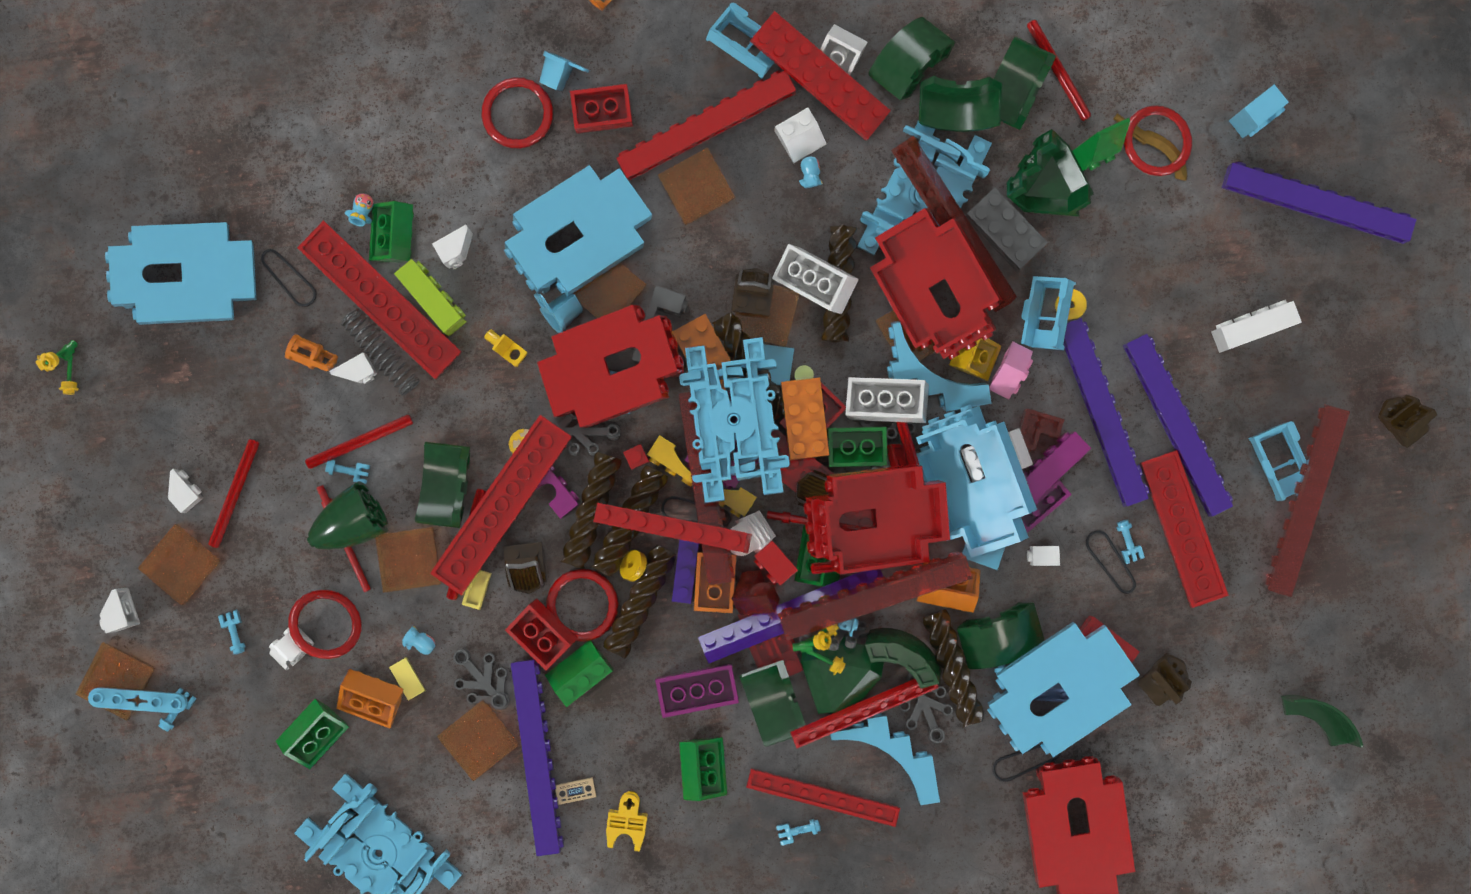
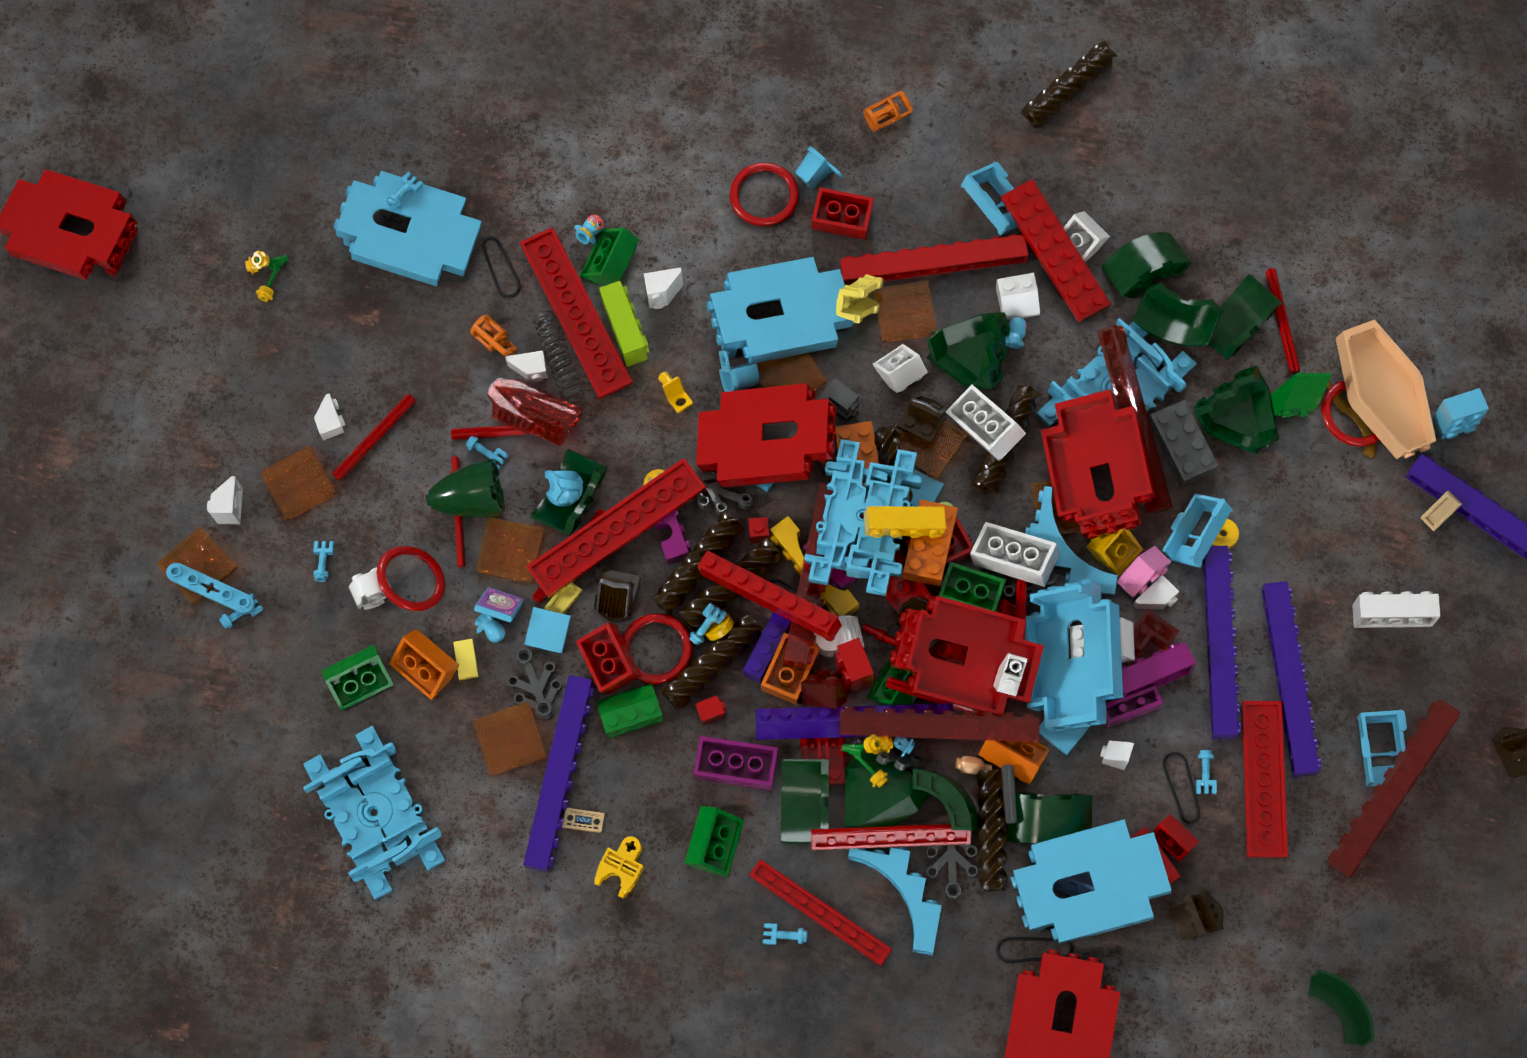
camera: 25 degrees right, 15 degrees down
(157, 254) = (393, 201): none -> medium azure hinge
(375, 415) = (525, 408): none -> clear red connector
(418, 618) = (499, 604): none -> tile
(436, 482) = (564, 487): none -> medium azure helmet
(473, 624) = (547, 630): none -> medium azure tile
(622, 559) = (713, 615): none -> medium azure hinge
(648, 196) = (848, 301): none -> light yellow piece
(655, 646) = (711, 710): none -> red brick
(712, 247) = (900, 368): none -> white slope
(775, 206) = (972, 349): none -> dark green panel
(777, 414) = (904, 521): none -> yellow brick
(913, 611) = (971, 765): none -> light nougat plant
(924, 524) = (1010, 674): none -> white slope
(959, 630) = (1009, 794): none -> dark grey axle
(1032, 388) = (1157, 595): none -> white slope
(1121, 615) = (1174, 838): none -> red brick
(1180, 109) = (1385, 389): none -> light nougat container
(1267, 212) = (1441, 510): none -> tan tile

